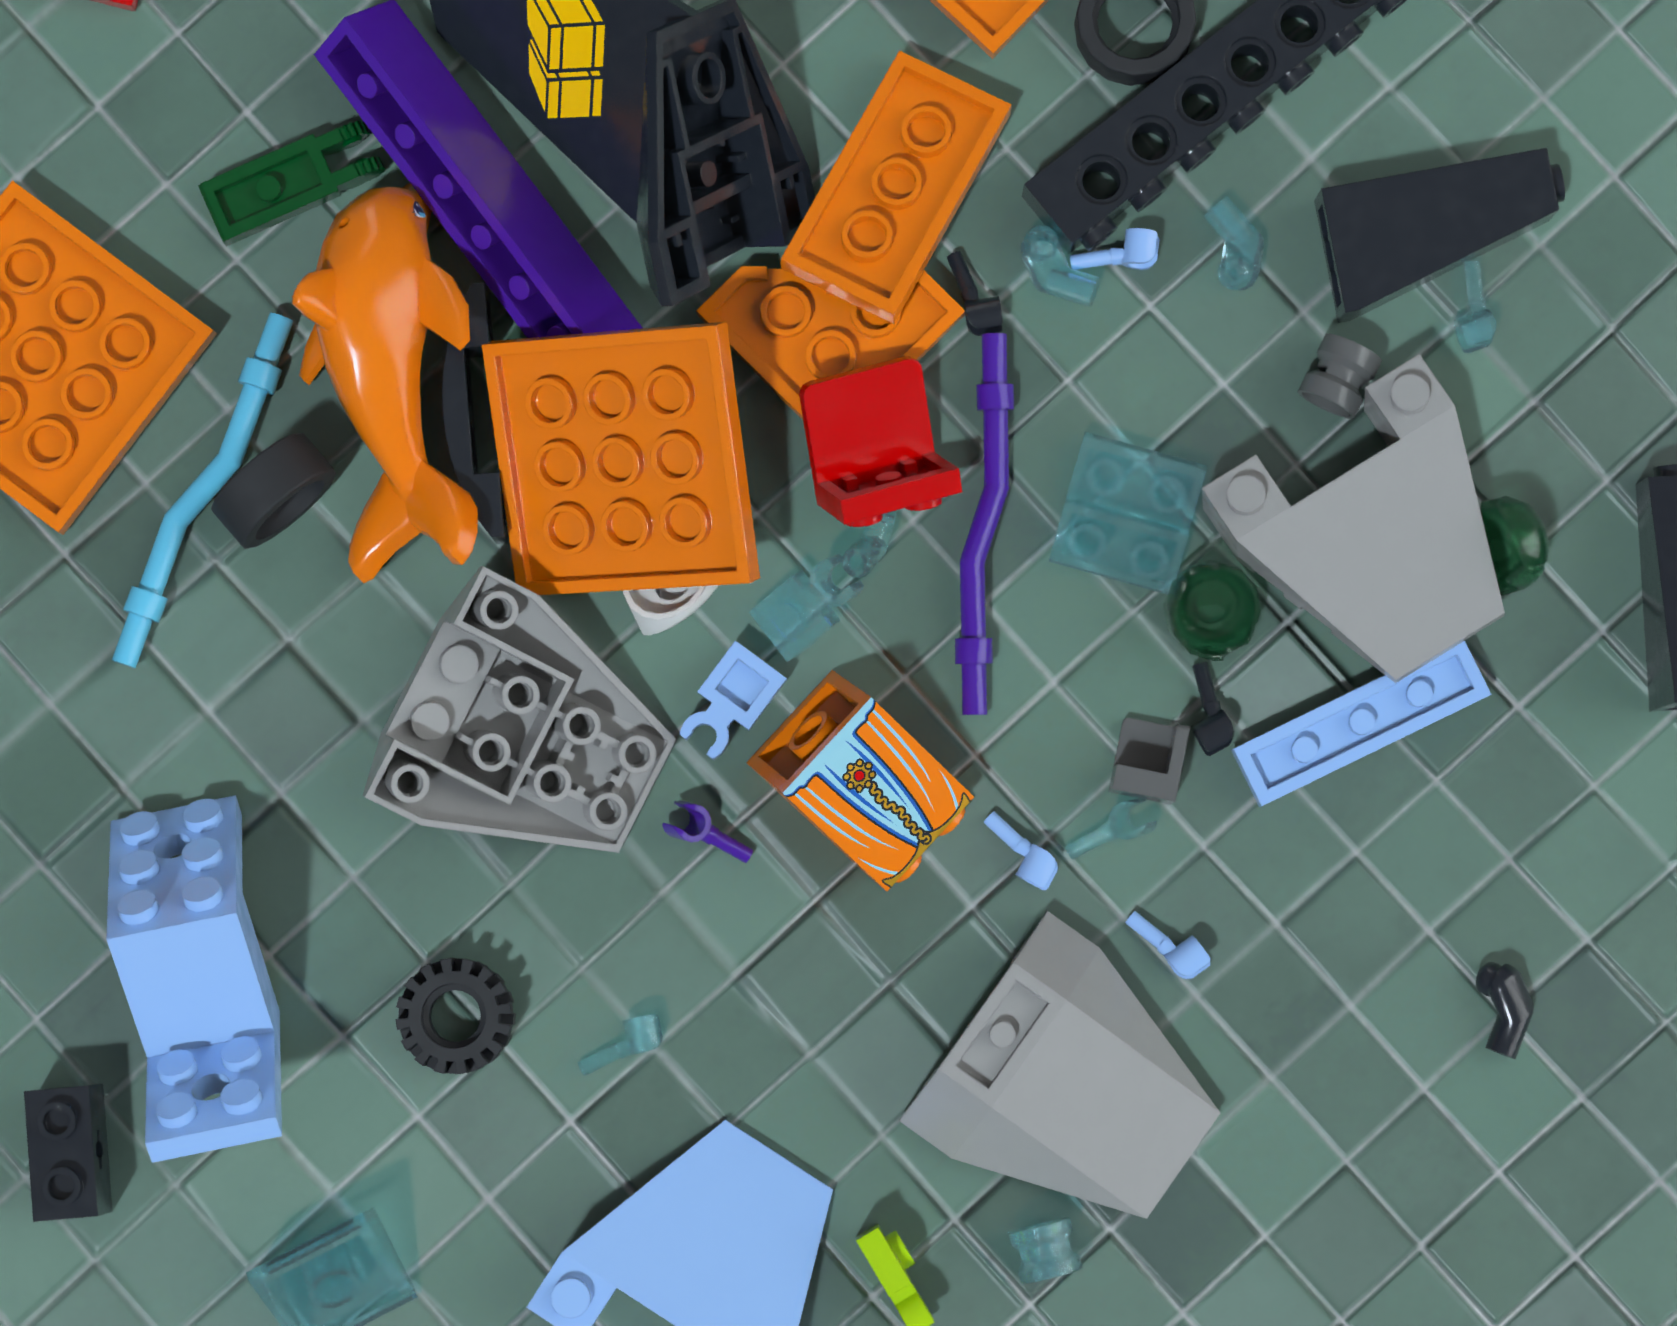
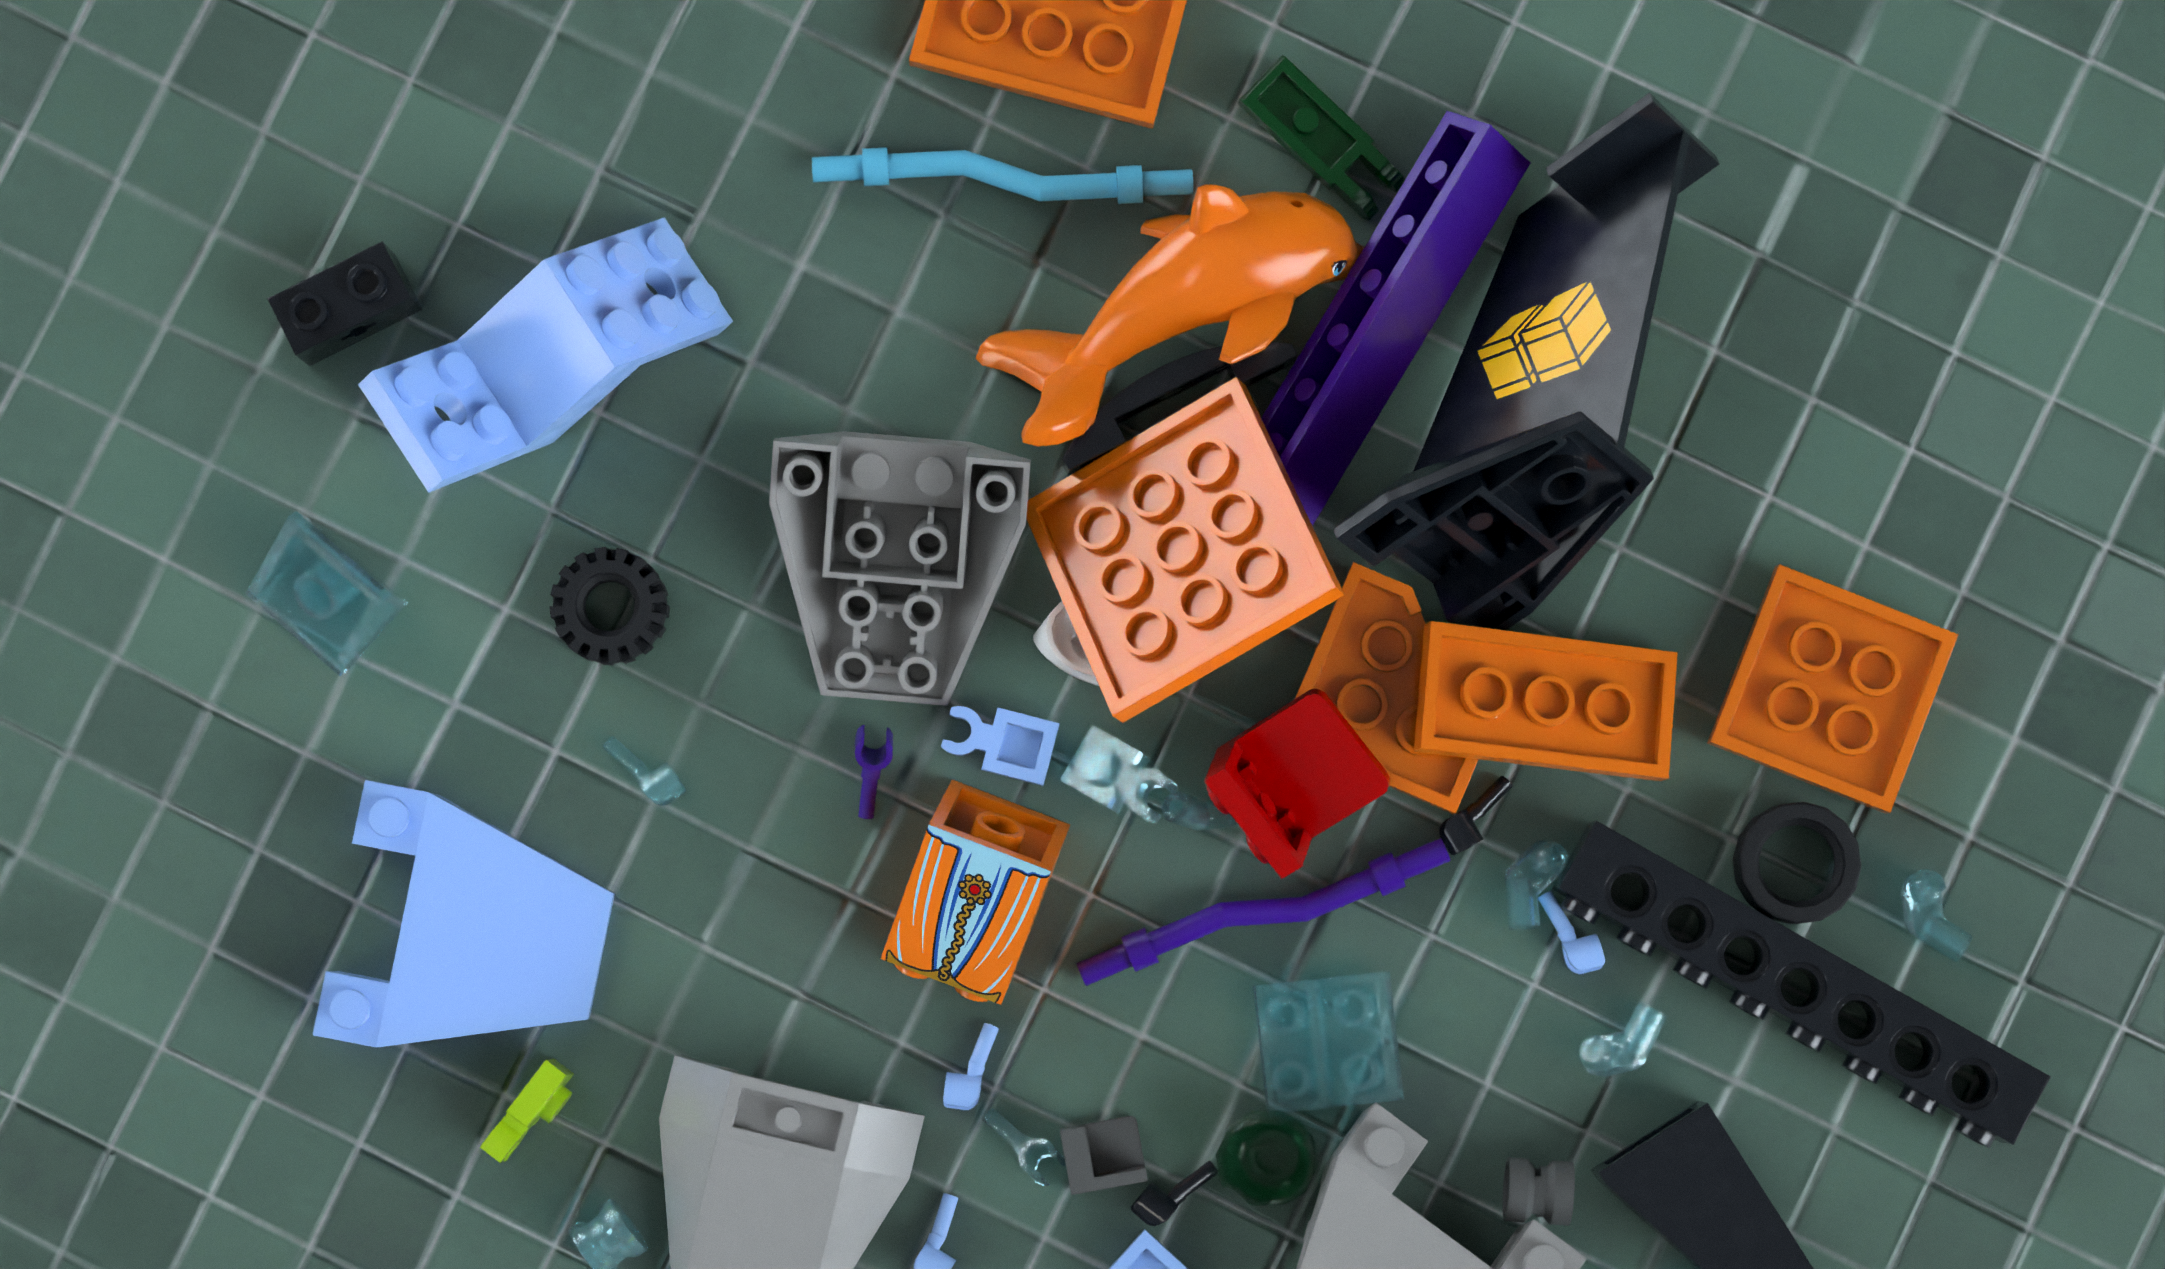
camera: 65 degrees right, 0 degrees up
(273, 490) = (1025, 240): black tyre -> none

